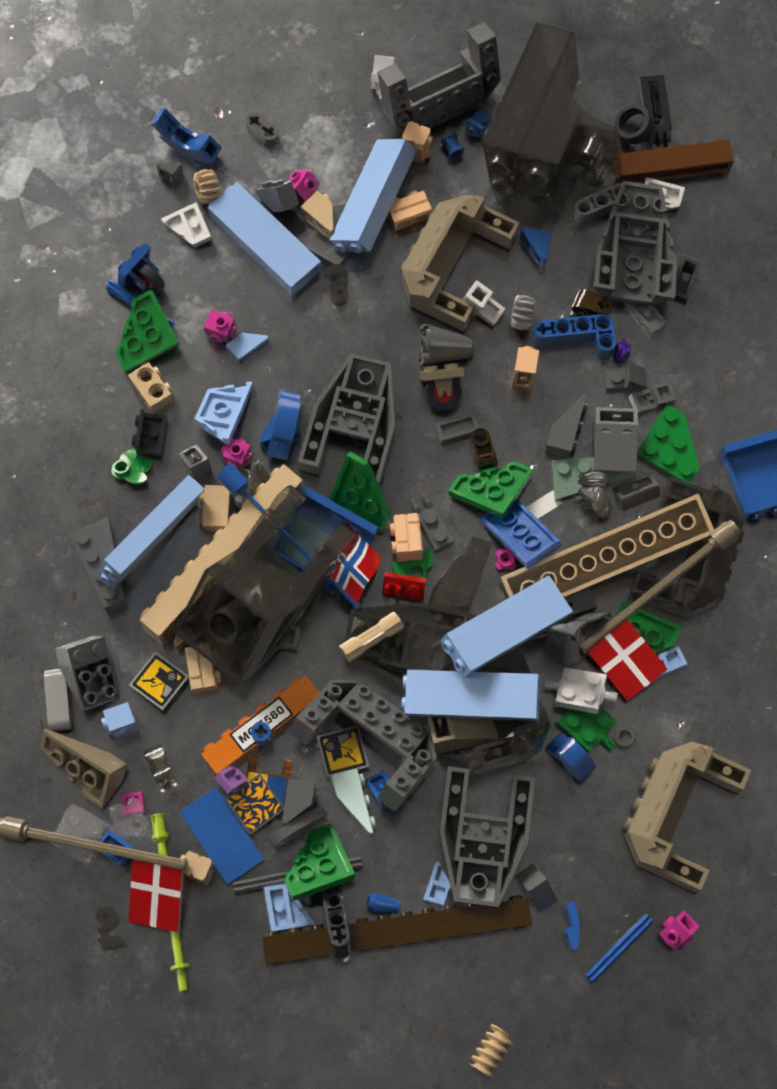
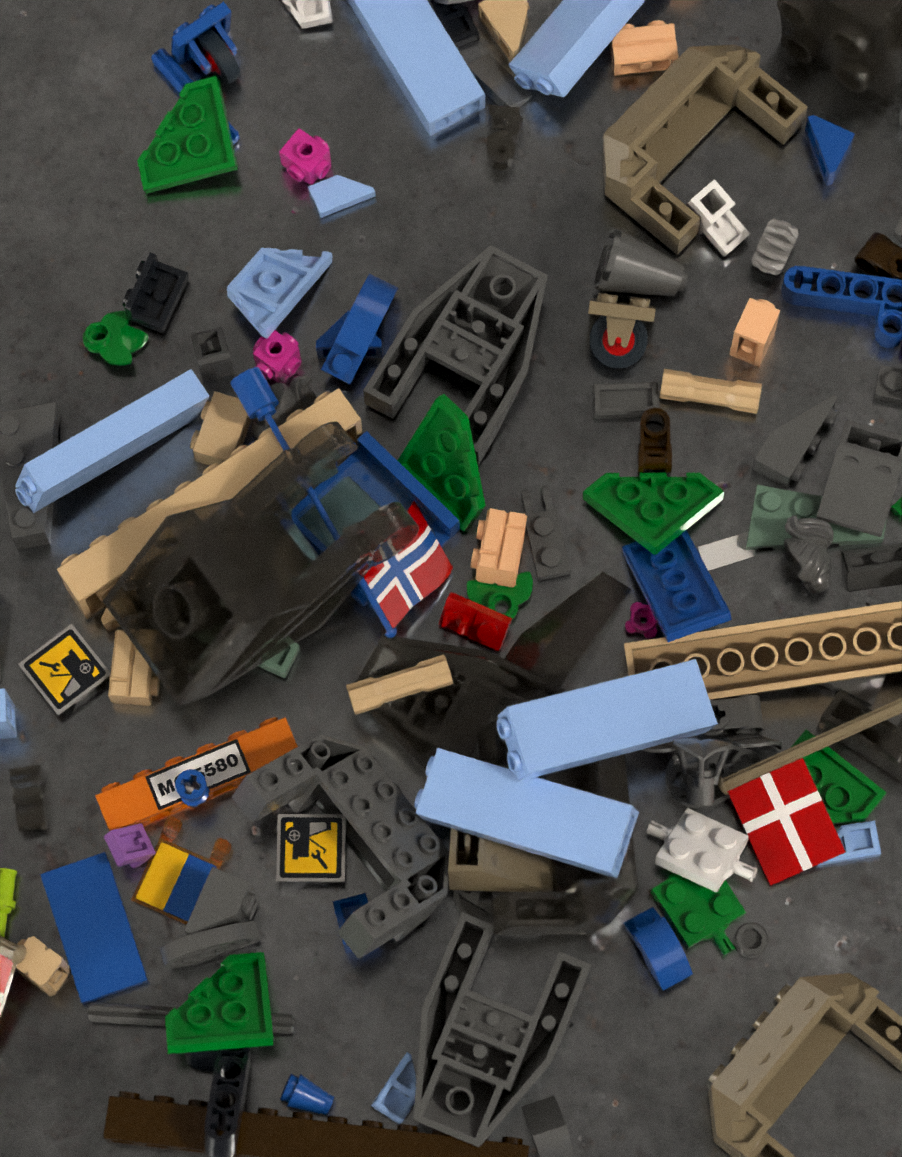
camera: 20 degrees right, 0 degrees up
(148, 389) = (171, 226): tan brick -> none
(255, 804) = (156, 893): tile -> none
(284, 912) = (152, 1068): light blue wing -> none
(350, 795) = (304, 914): light aqua slope -> none
(524, 408) = (733, 394): none -> tan axle

